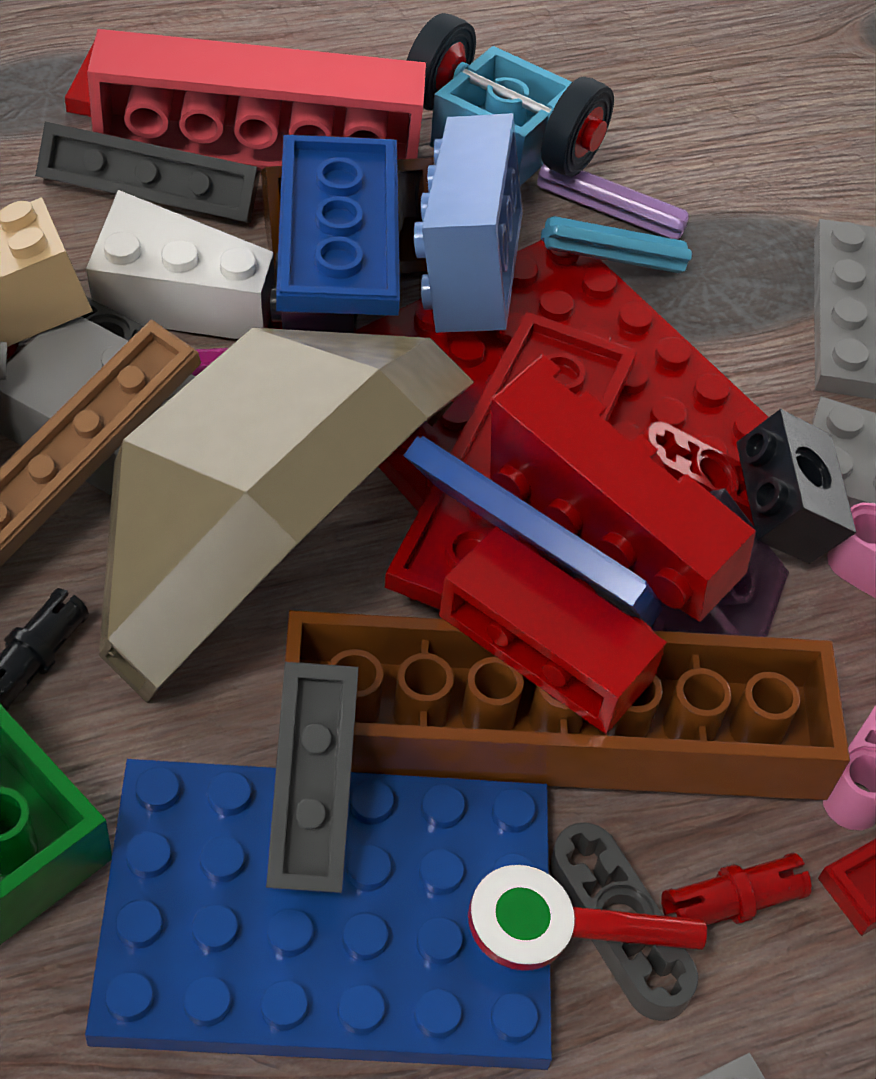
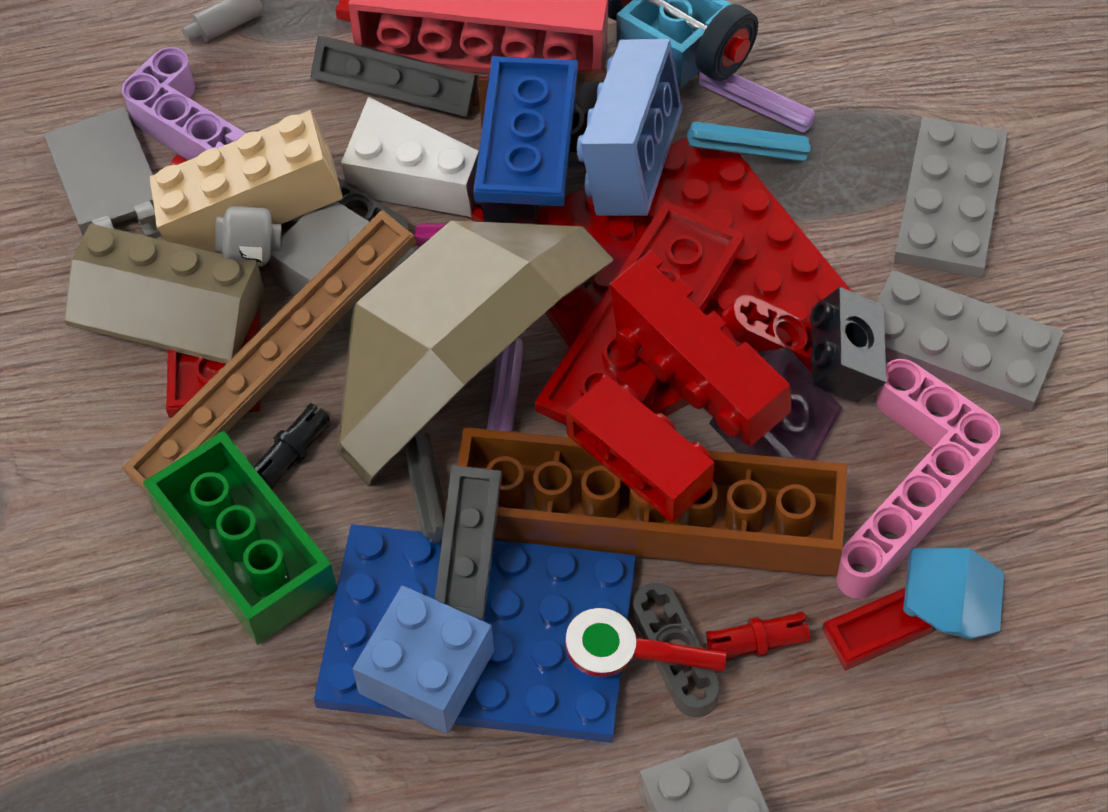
camera: 15 degrees right, 5 degrees up
(238, 704) = (426, 486): none -> dark grey axle
(259, 961) = (424, 659): none -> medium blue brick
(334, 560) = (506, 388): none -> lavender axle
(529, 525) = (636, 379): blue tile -> none

